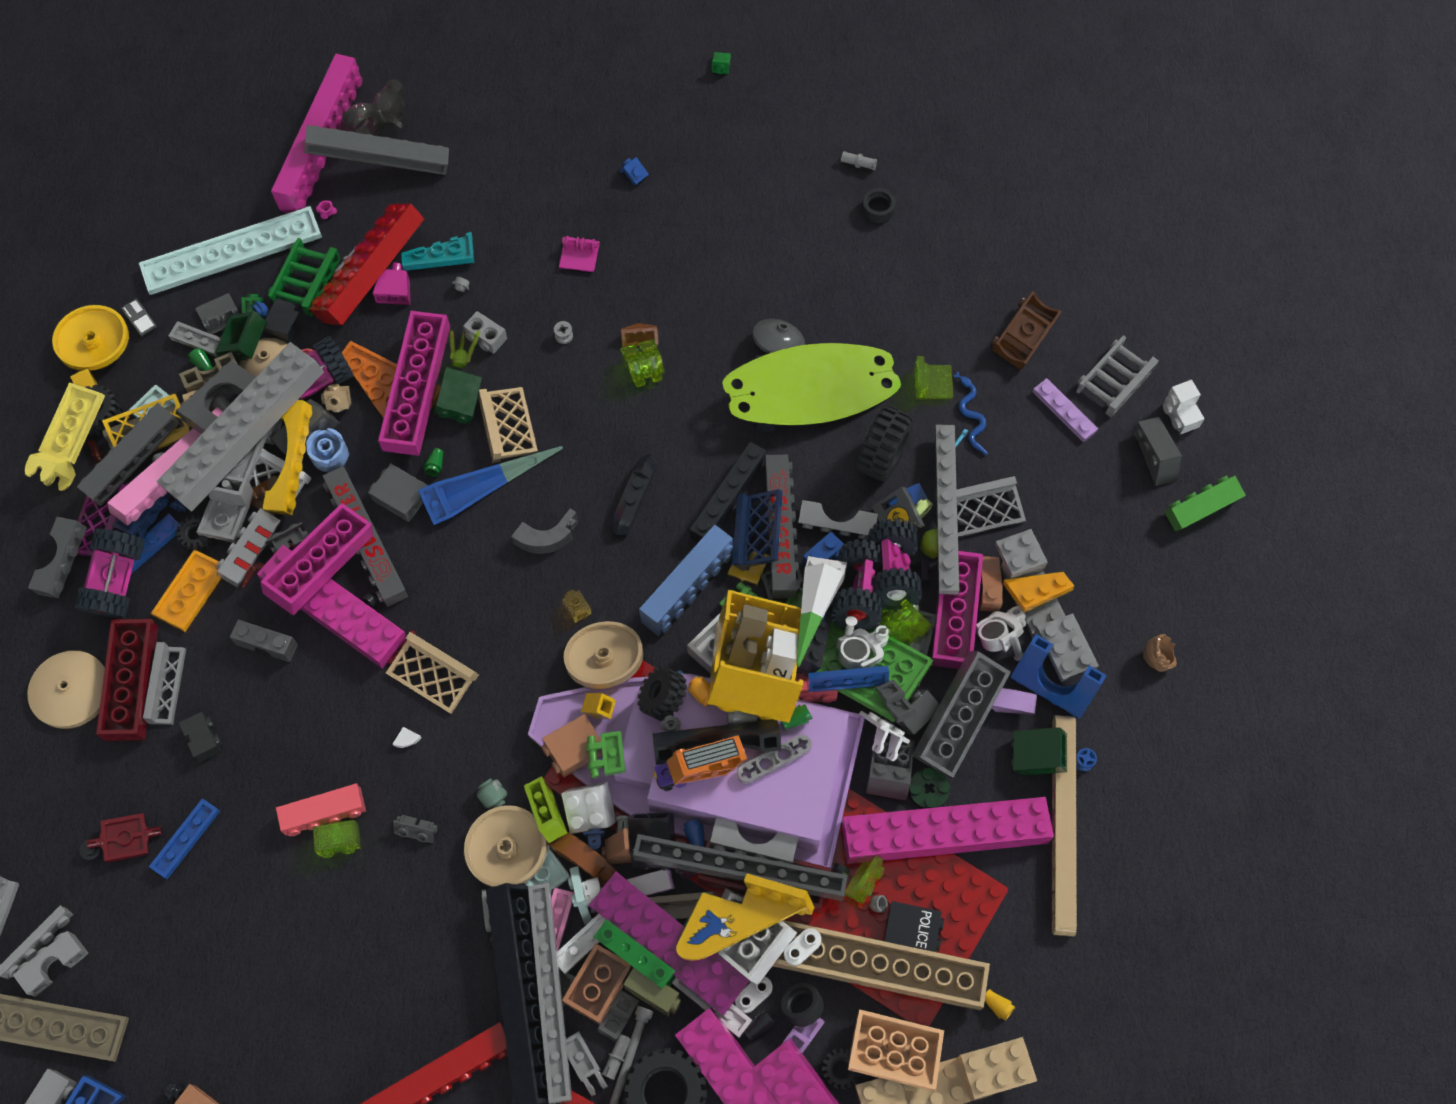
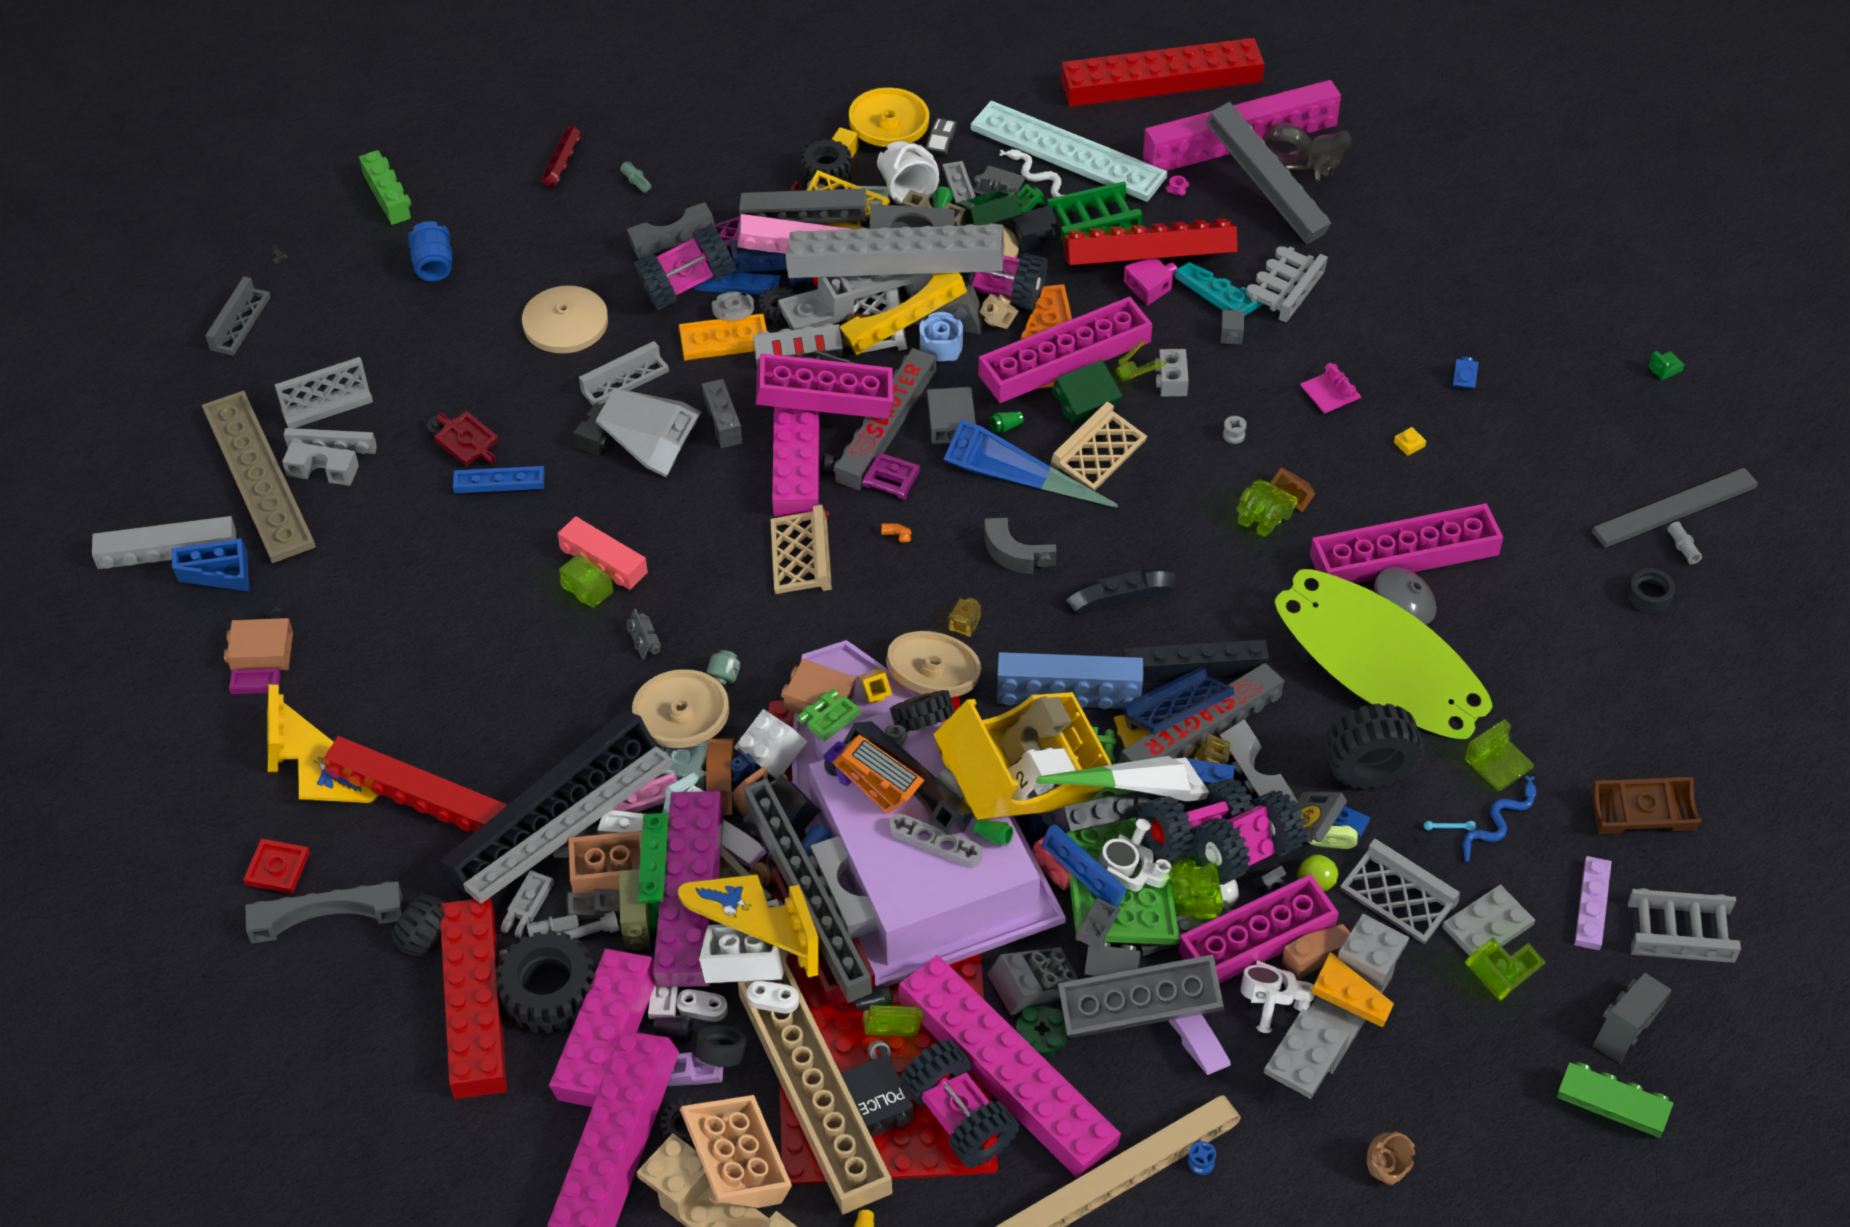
camera: 55 degrees right, 15 degrees down
(65, 436) = (778, 158): light yellow hinge -> none
(126, 679) = (602, 343): dark red brick -> none
(158, 363) = (908, 170): none -> white piece
(168, 565) = (733, 306): none -> light grey tile
(201, 284) = (1016, 155): none -> white animal
(217, 143) = (1162, 72): none -> red brick
(235, 699) = (648, 426): none -> light grey wedge
(261, 309) = (1027, 202): blue plate -> none
(406, 738) = (722, 574): white tile -> none
(415, 562) = (893, 470): none -> magenta plate
(461, 284) = (1204, 325): light grey plate -> none
(466, 596) = (897, 529): none -> orange arm
(474, 215) = (1294, 293): none -> light grey fence
(479, 269) = (1232, 327): none -> dark grey brick
(545, 809) = (738, 711): lime brick -> none
(657, 242) = (1409, 441): none -> yellow plate
(683, 885) = (763, 872): none -> medium nougat plate
(741, 308) = (1409, 544): none -> dark pink brick
(809, 536) = (1213, 750): none -> clear yellow brick
(828, 145) = (1674, 507): none -> dark grey tile
(883, 728) = (1063, 925): white plate -> none
(947, 510) = (1357, 849): light grey plate -> none
(962, 881) = (974, 1124): none -> black plate
(1038, 476) = (1490, 916): none -> light grey plate
(1039, 751) = (1168, 1101): dark green brick -> none
(1070, 698) = (1250, 1040): blue arch -> none
(1083, 493) = (1500, 970): none -> clear neon green brick
(1182, 407) = (1711, 1006): white brick -> none

